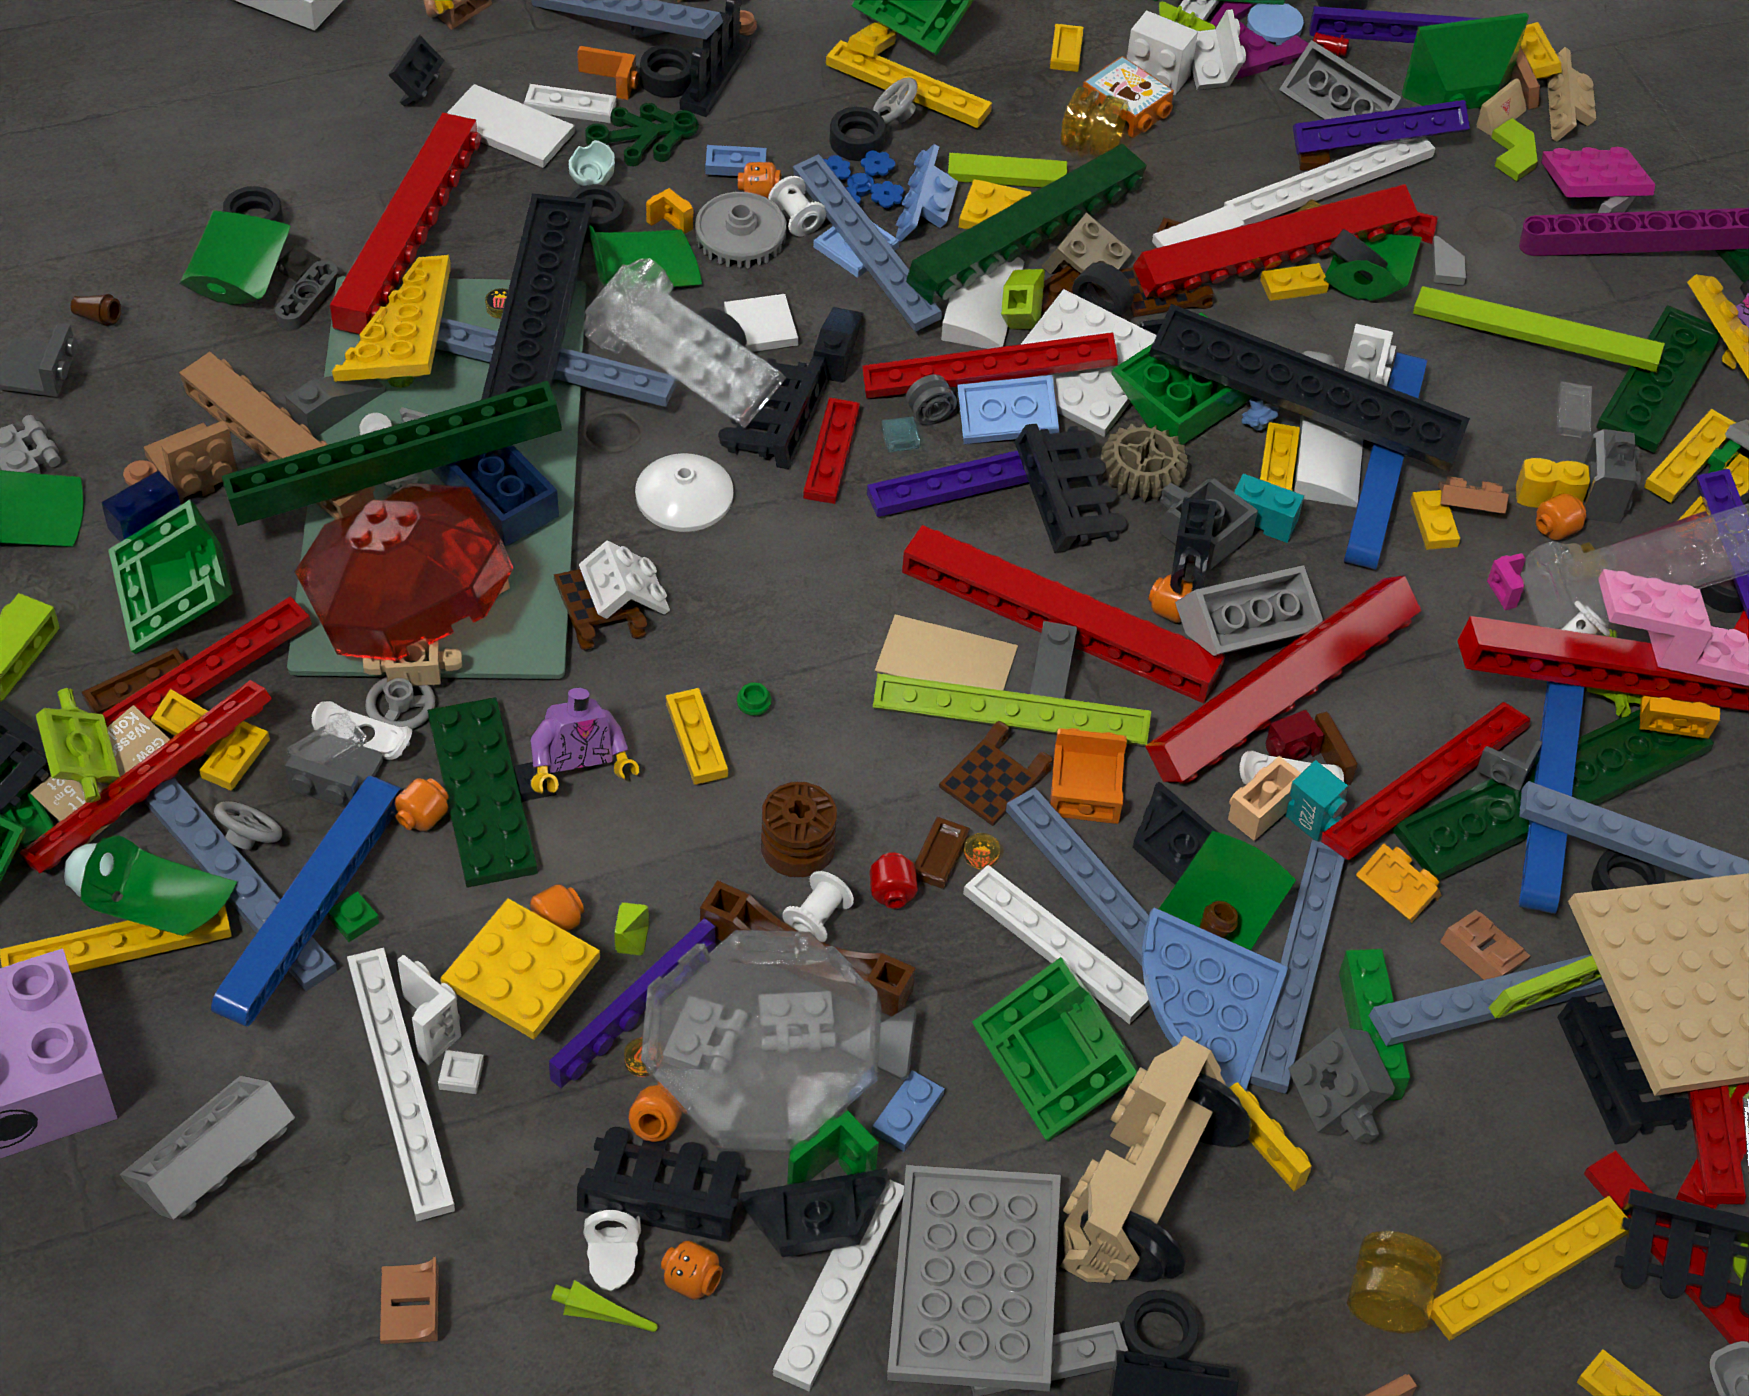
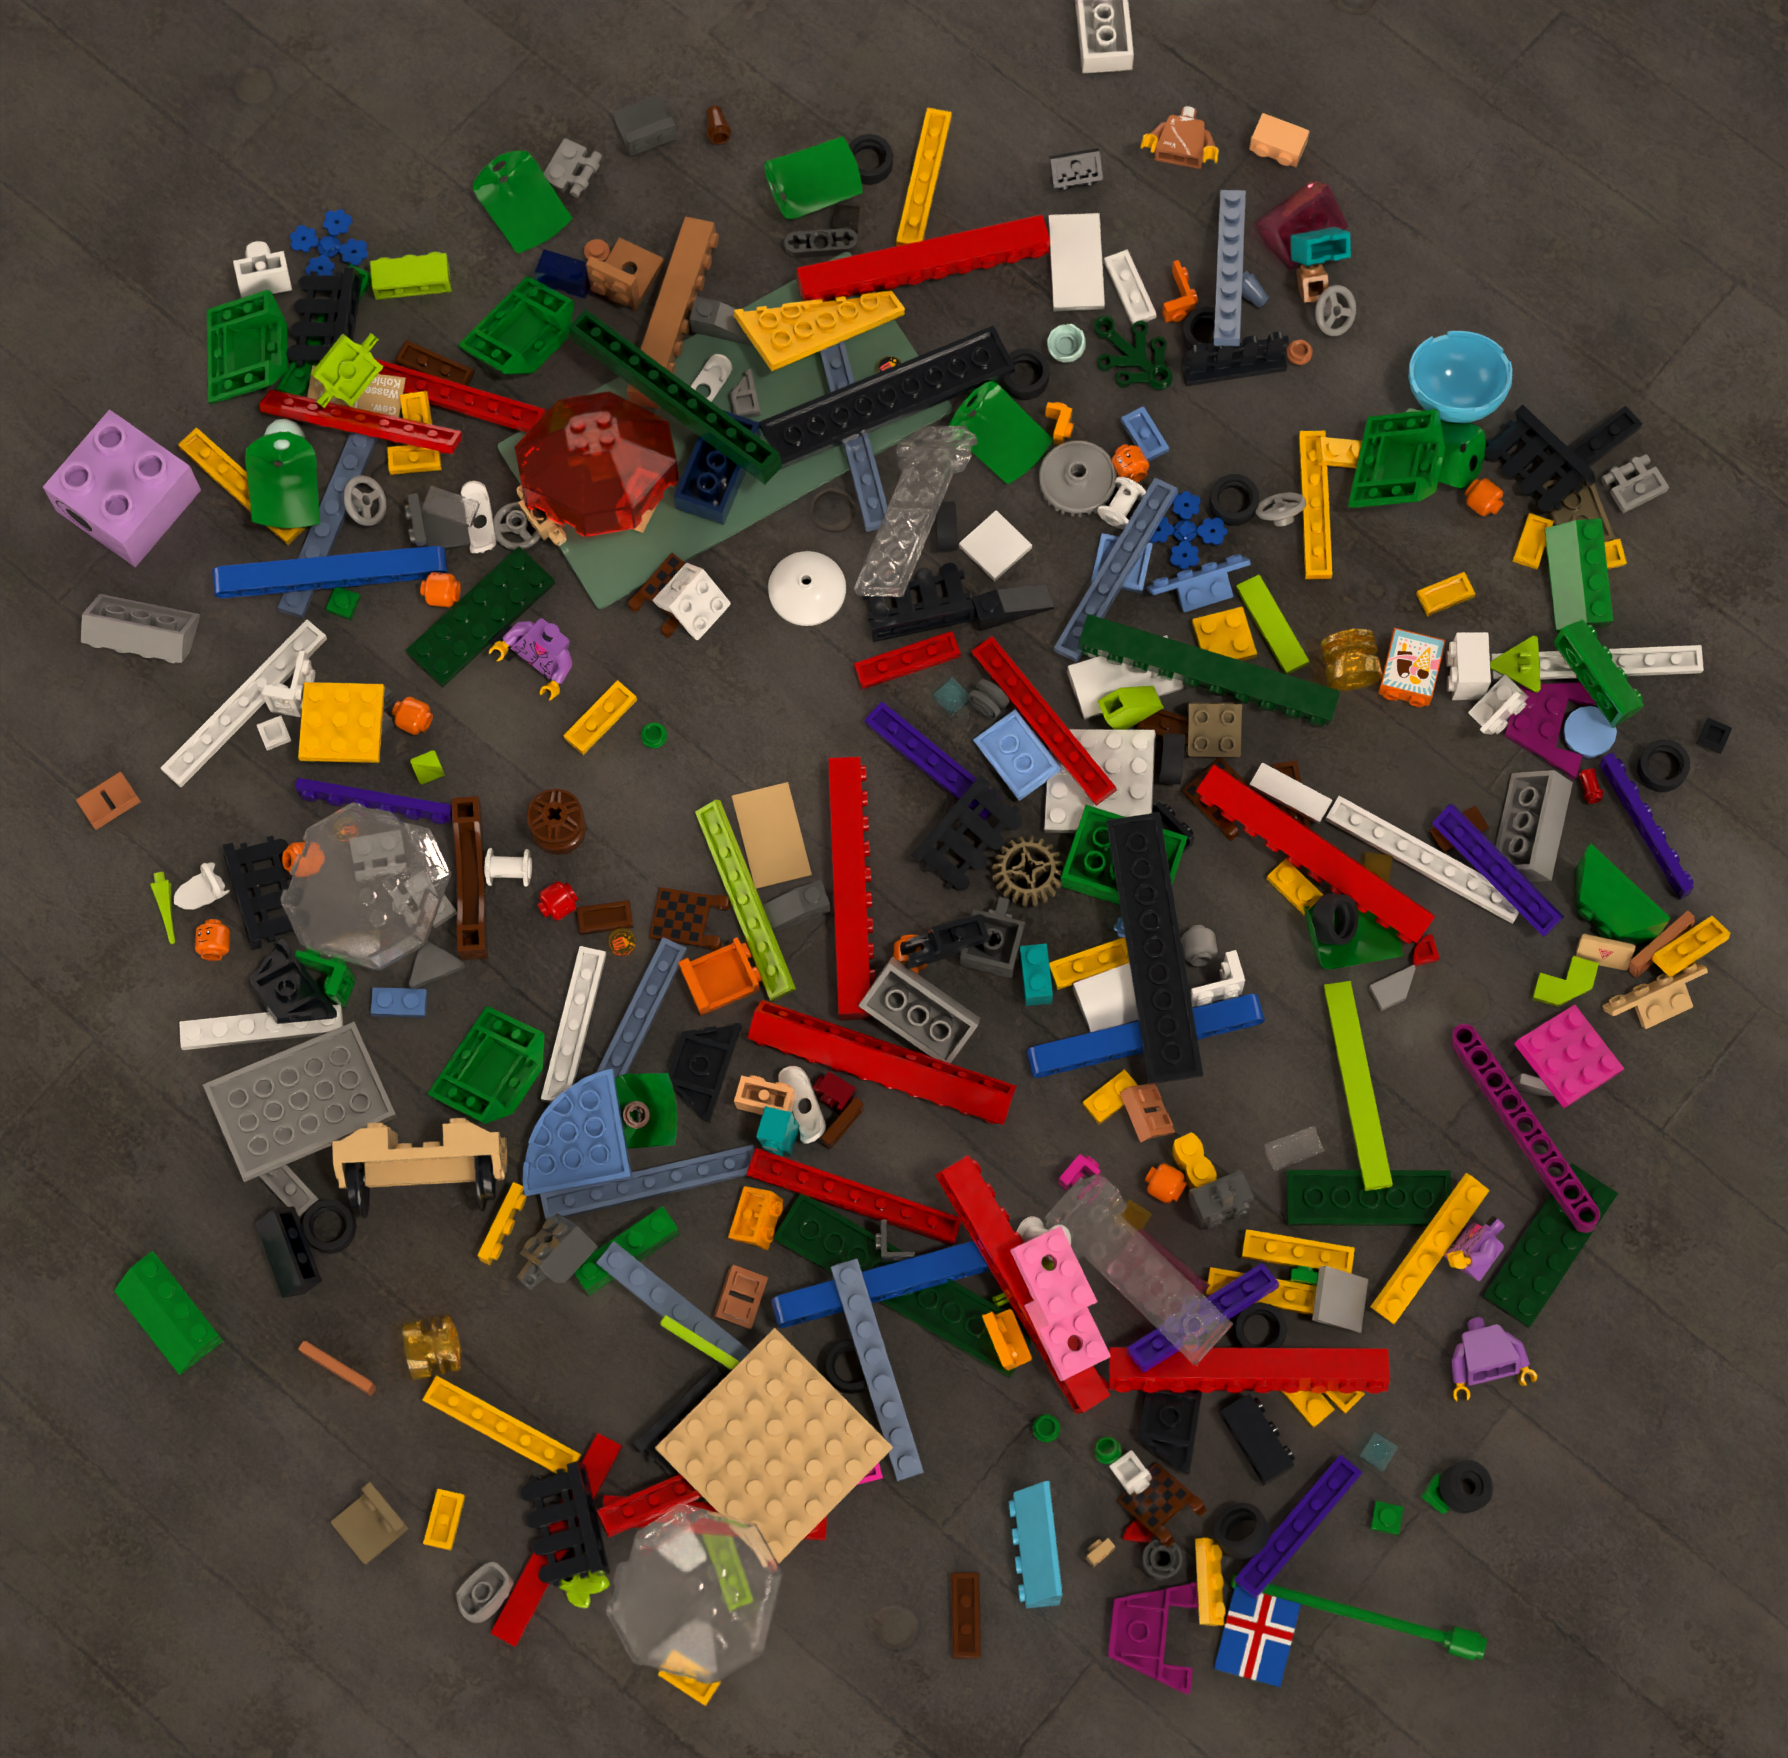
camera: 65 degrees right, 20 degrees up
(312, 184) = (924, 176): none -> yellow plate

